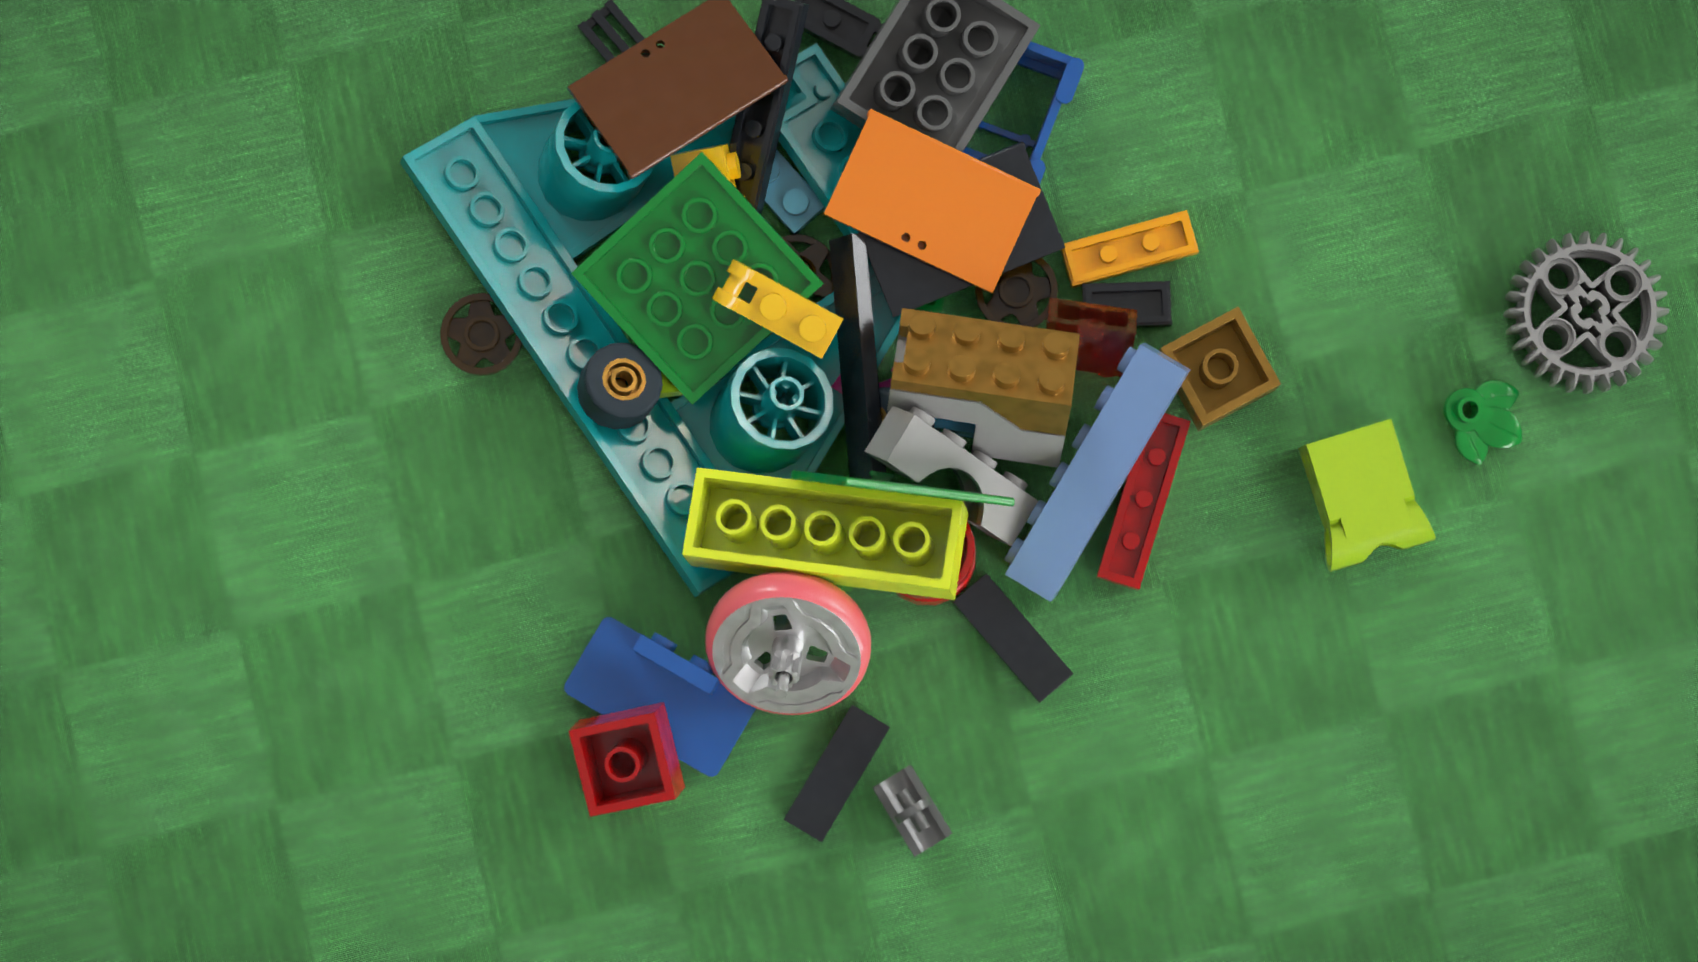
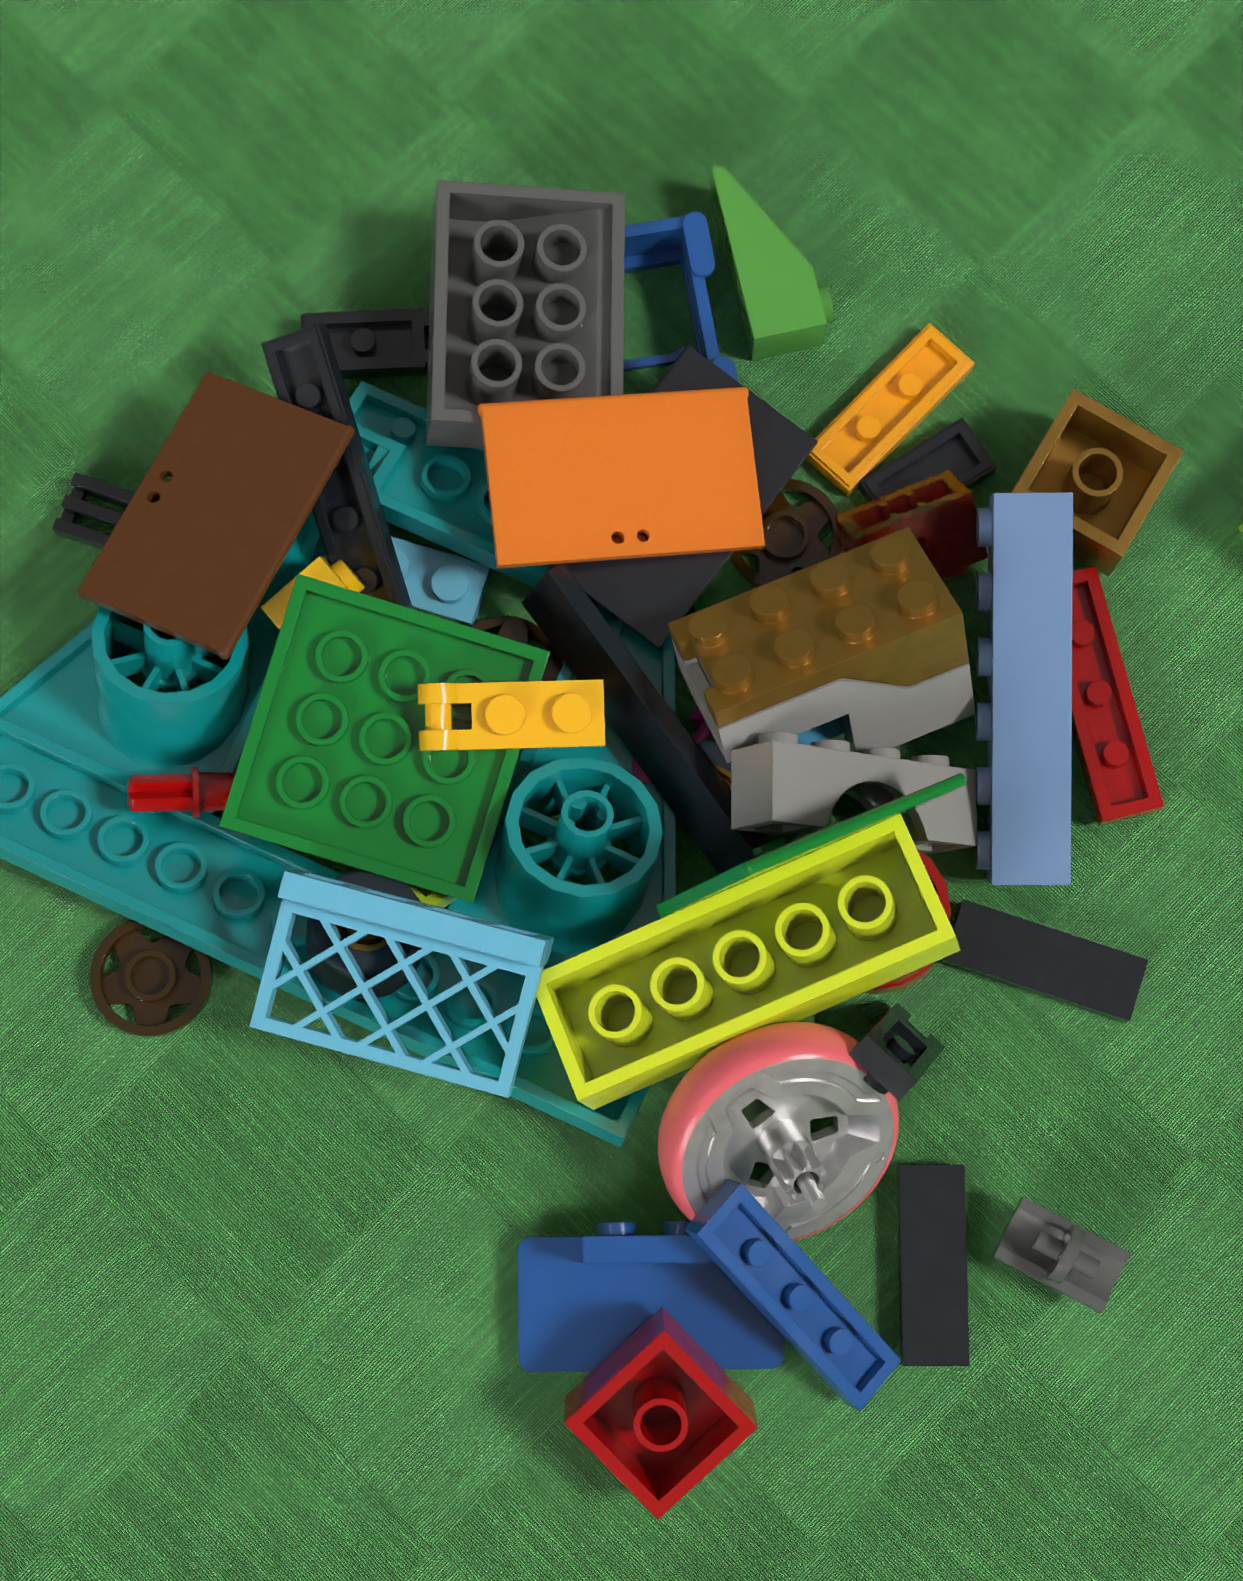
camera: 30 degrees left, 5 degrees down
(567, 239) = (180, 792): none -> red axle
(649, 398) = (417, 925): none -> medium azure fence
(742, 739) = (793, 1294): none -> blue plate
(885, 636) = (895, 1053): none -> black plate
(1104, 129) = (769, 275): none -> bright green slope

